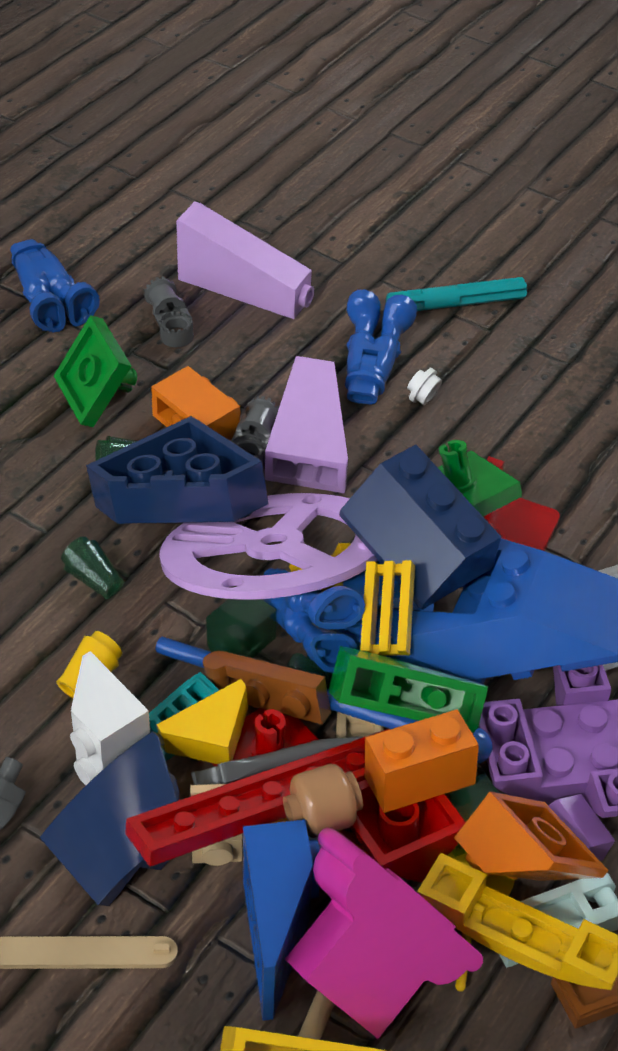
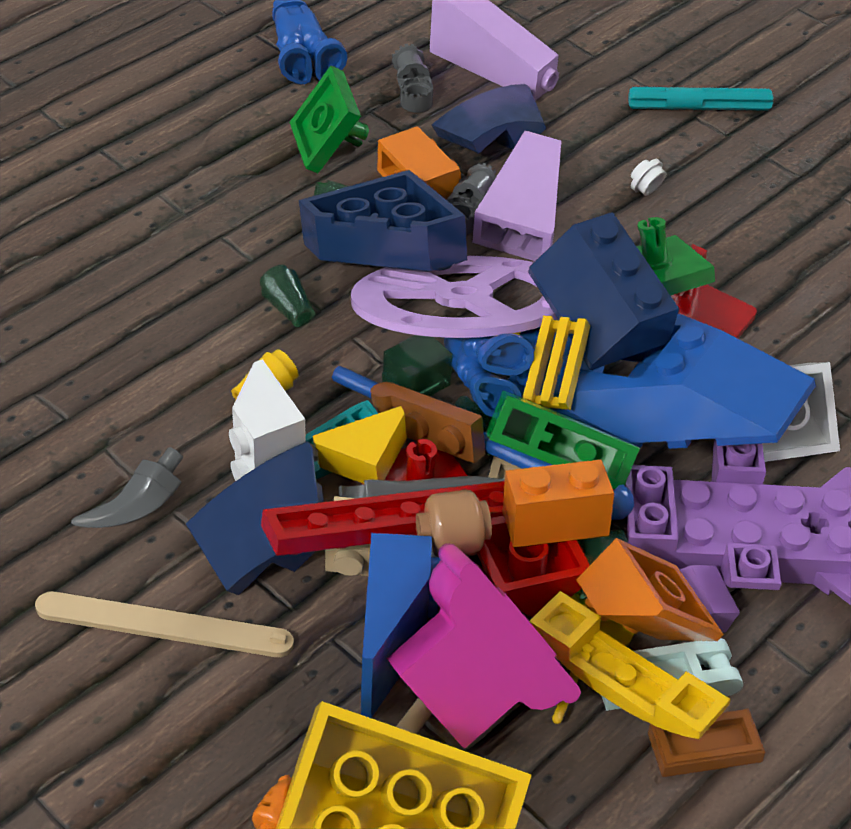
camera: 10 degrees right, 0 degrees up
(259, 343) = (490, 116): none -> dark blue slope
(371, 358) = (600, 145): blue piece -> none

